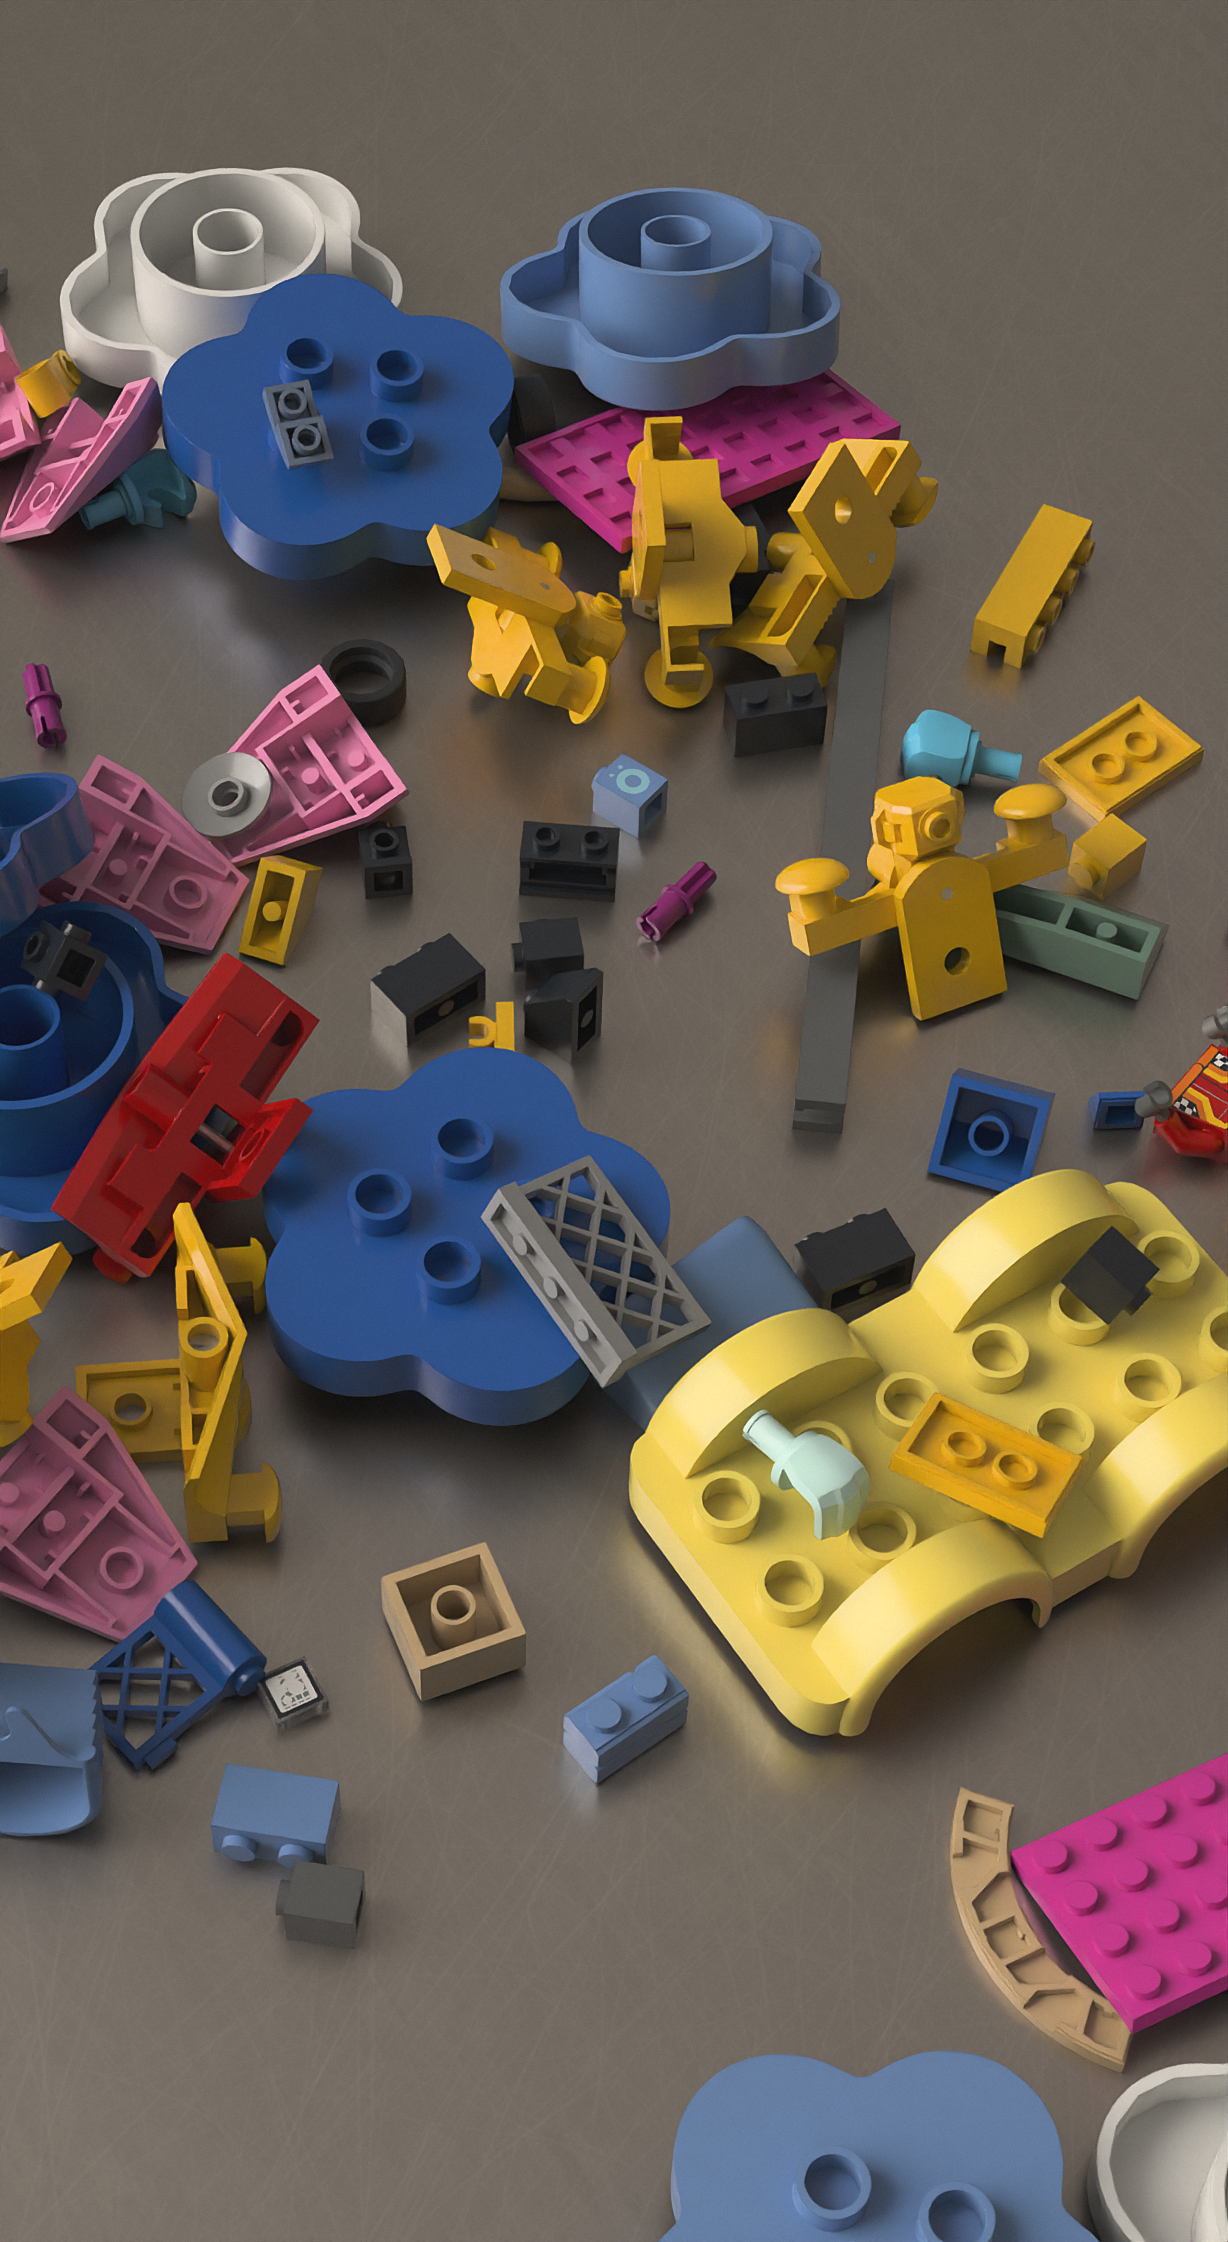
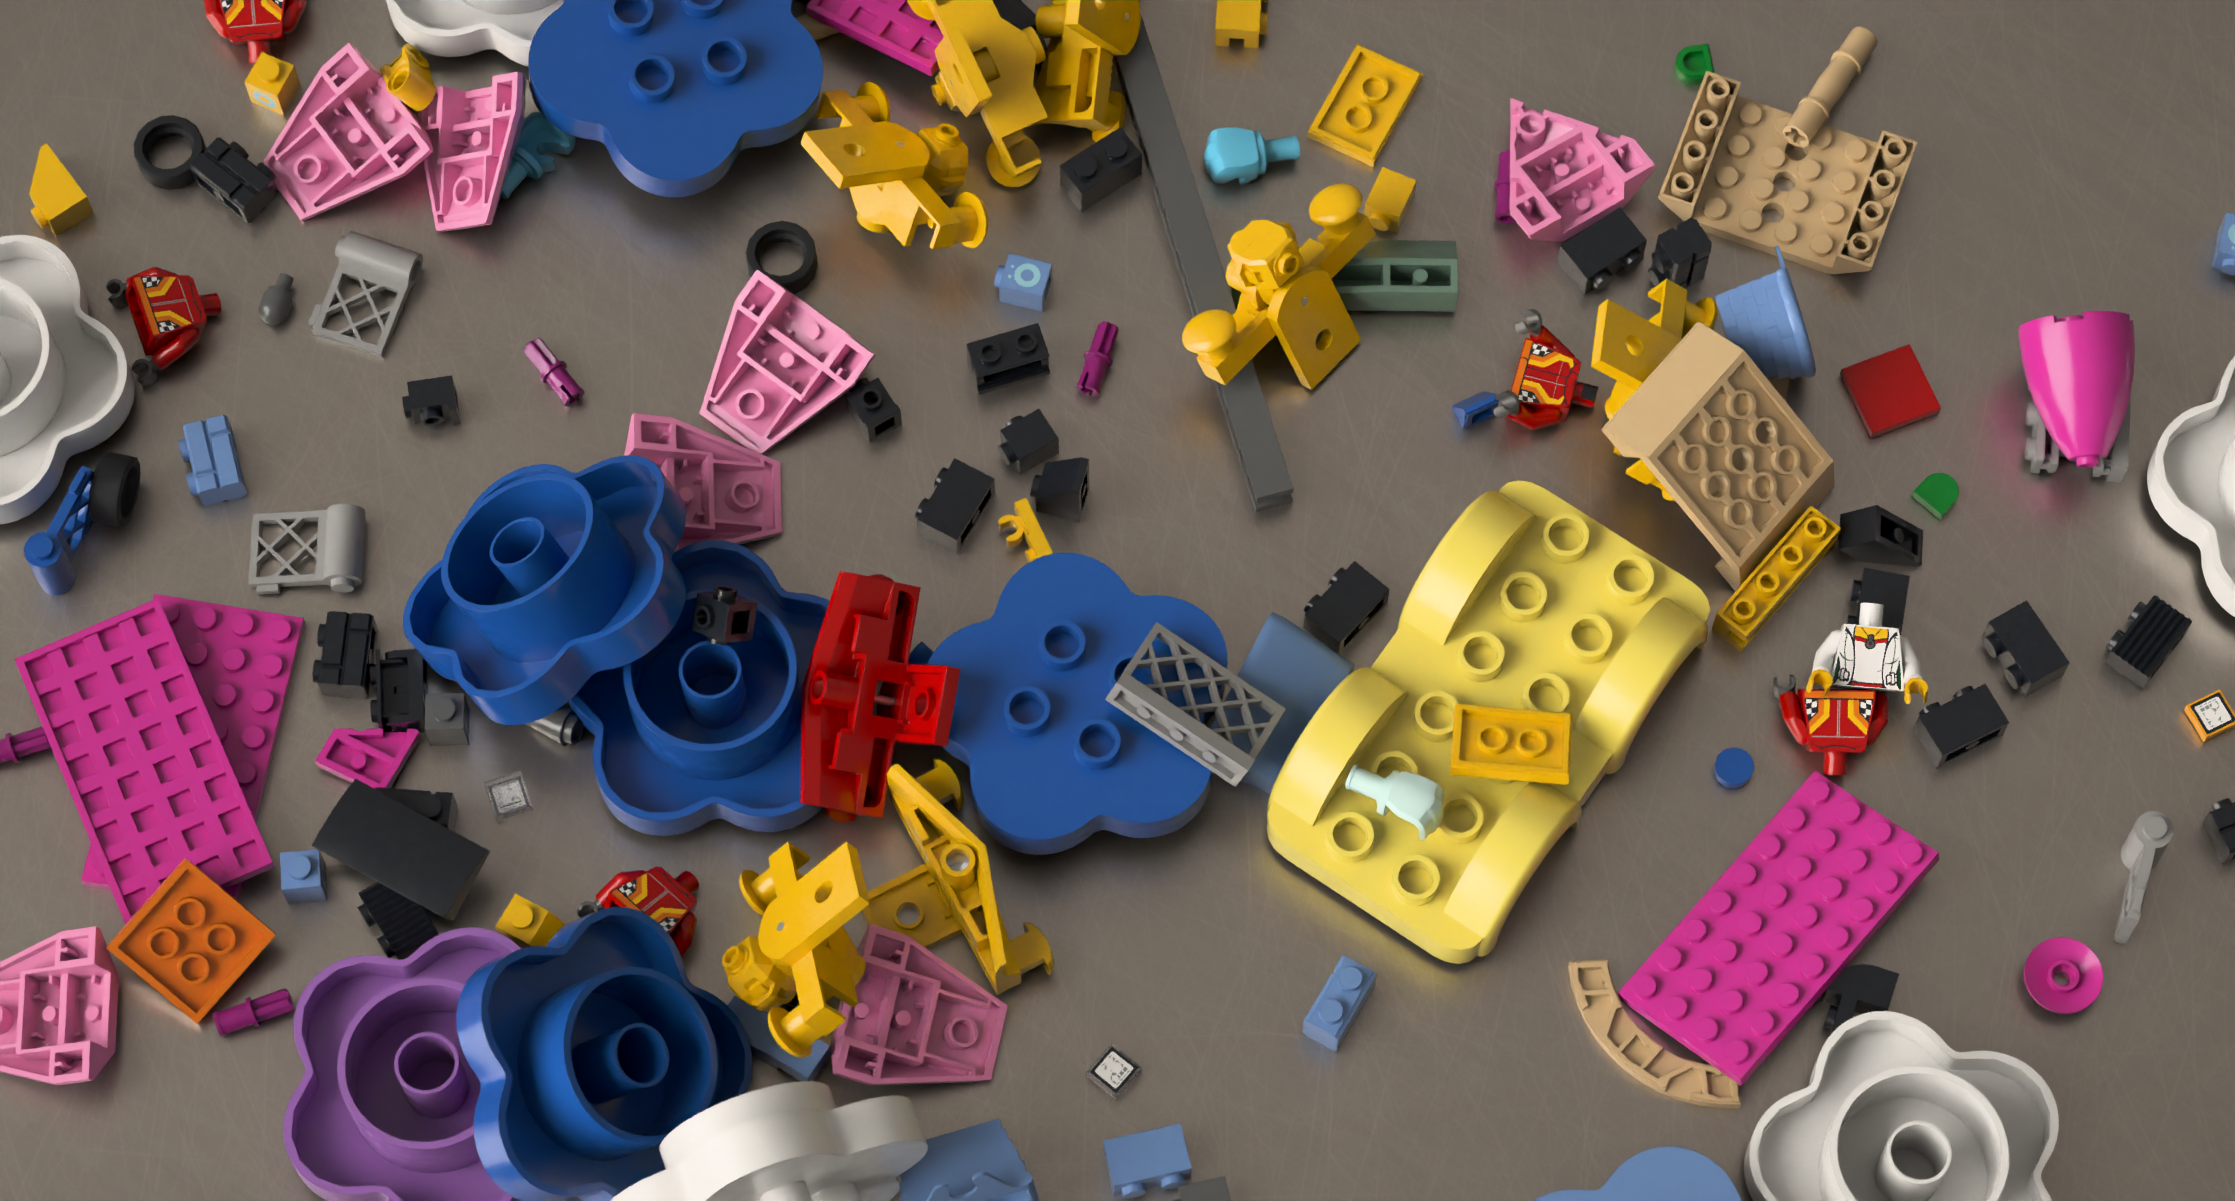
camera: 20 degrees left, 15 degrees up
(207, 1649) = (1045, 1064): blue piece -> none
(216, 785) = (721, 399): light grey dish -> none
(279, 908) = (817, 480): yellow slope -> none
(296, 424) = (658, 81): sand blue slope -> none
(453, 1621) = (1200, 982): tan brick -> none
(990, 1131) = (1398, 464): blue slope -> none
(1111, 1276) = (1539, 573): black brick -> none

